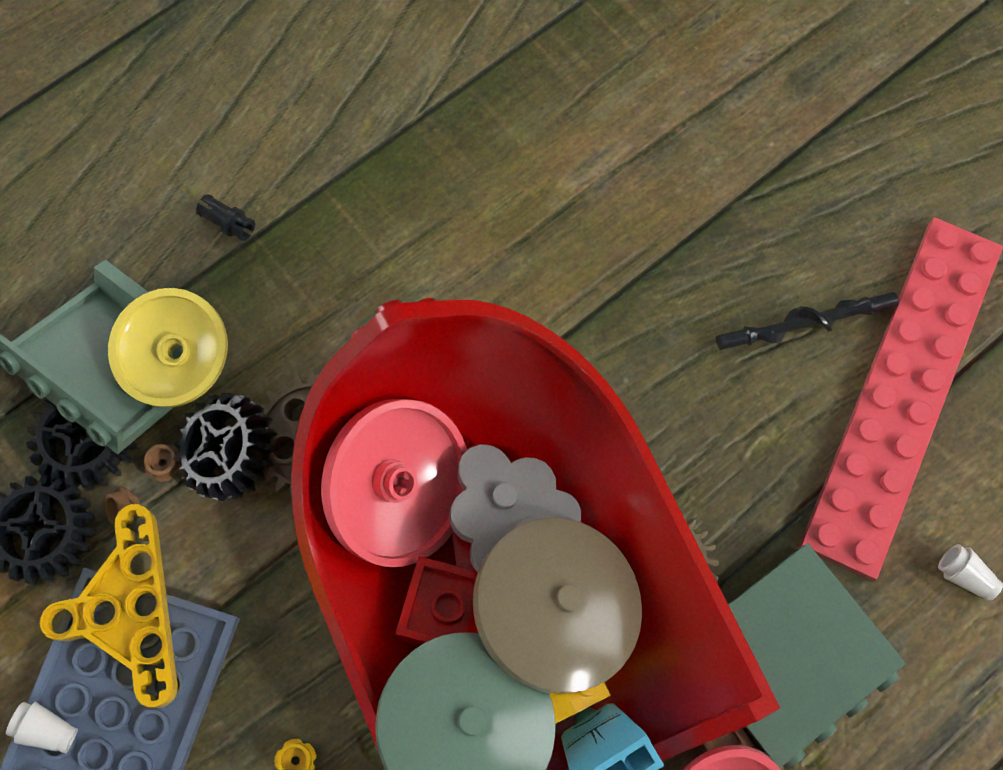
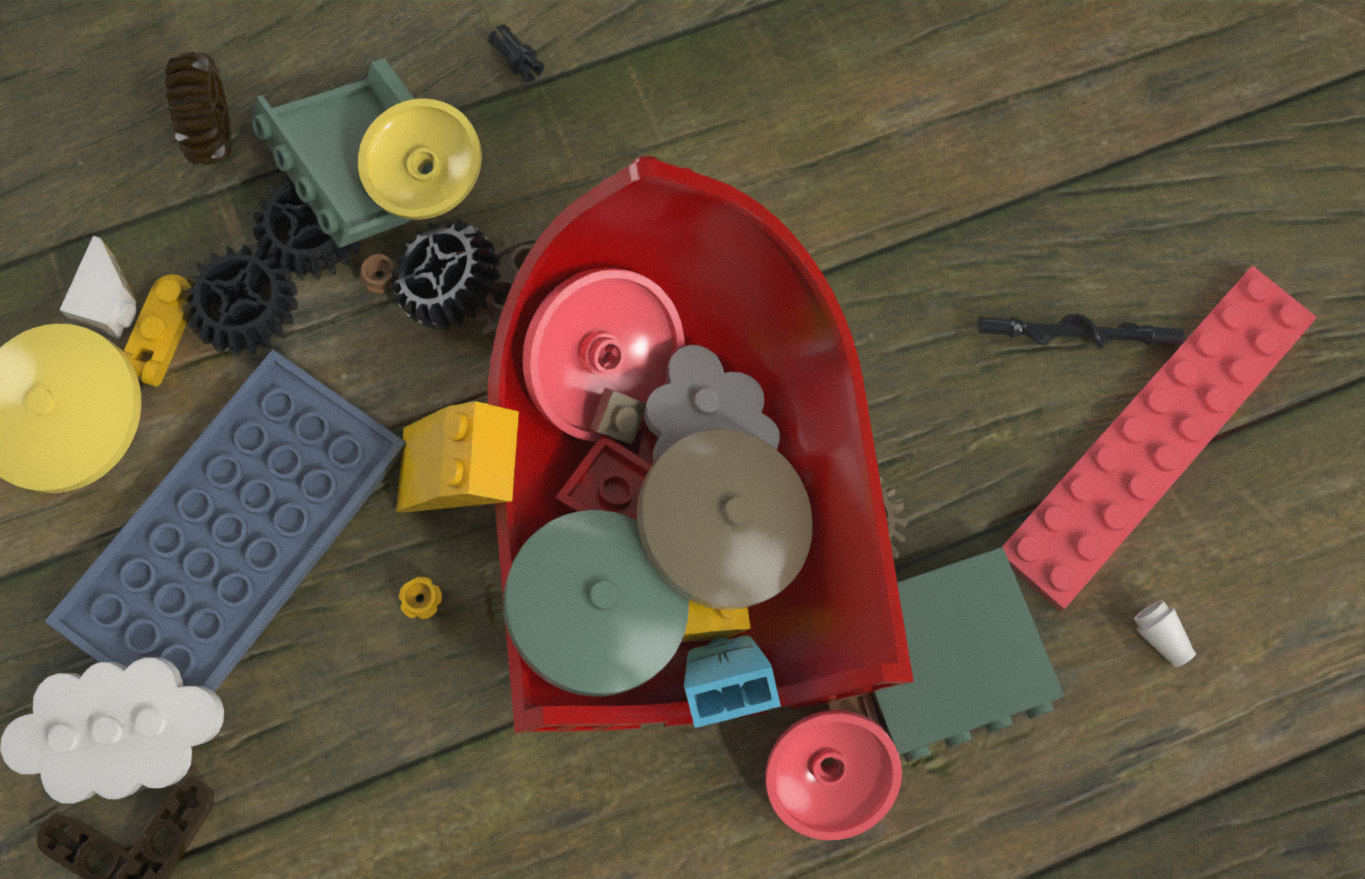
camera: 15 degrees right, 0 degrees up
(40, 728) = (185, 484): white cone -> none
(118, 500) = (326, 303): medium nougat plate -> none
(127, 629) = (296, 419): yellow beam -> none
(293, 626) = (458, 458): none -> yellow slope
(427, 534) = (618, 416): none -> dark tan plate

